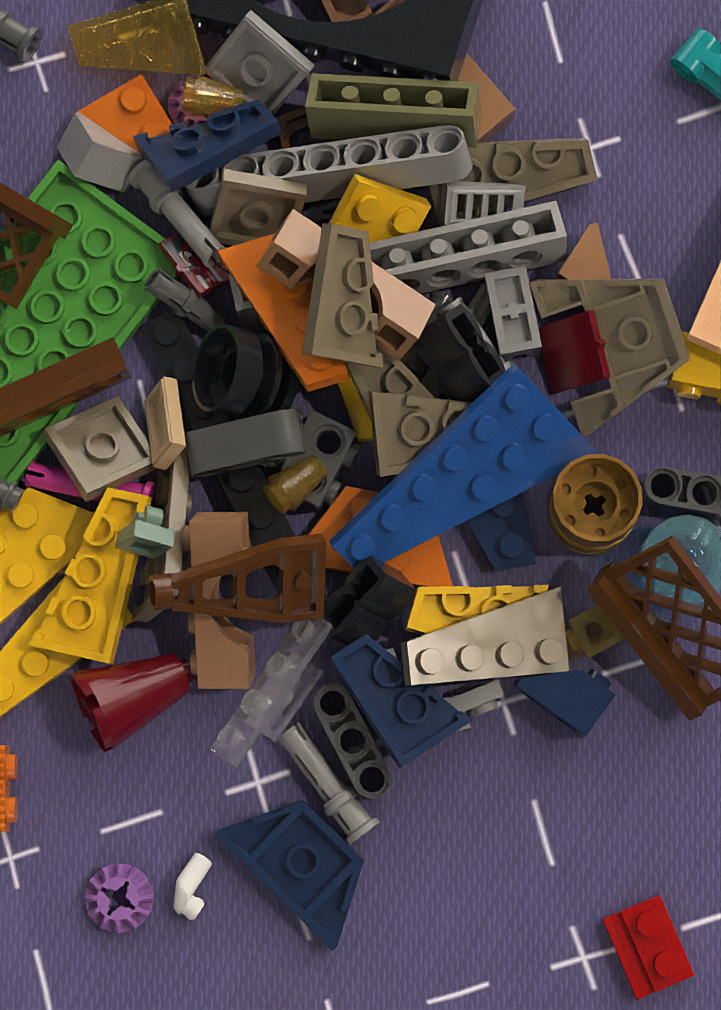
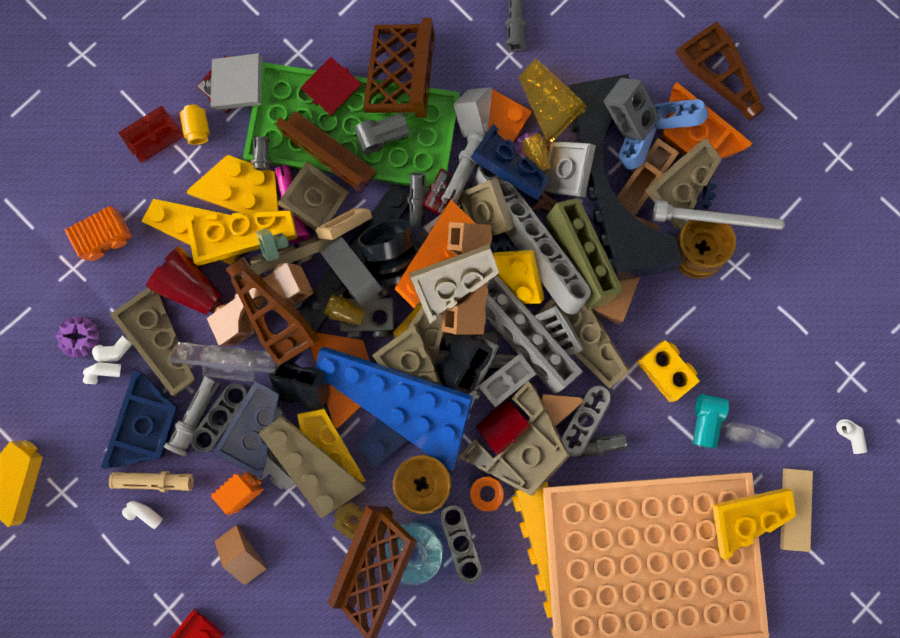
camera: 60 degrees right, 0 degrees up
(59, 311) = (375, 135): none -> dark grey piece
(171, 858) = (111, 353): none -> white arm
(173, 785) = (152, 334): none -> dark tan wing
(384, 898) = (158, 481): none -> tan pin
(427, 922) = (143, 512): none -> white arm
(472, 763) = (237, 492): none -> orange brick
(559, 815) = (239, 556): none -> medium nougat slope
(570, 697) = (307, 529): dark blue slope -> none
(619, 97) = (663, 375): none -> yellow brick
(619, 205) = (601, 408): none -> light grey beam
(668, 236) = (602, 445): none -> dark grey pin
(672, 419) = (475, 493): none -> orange piece

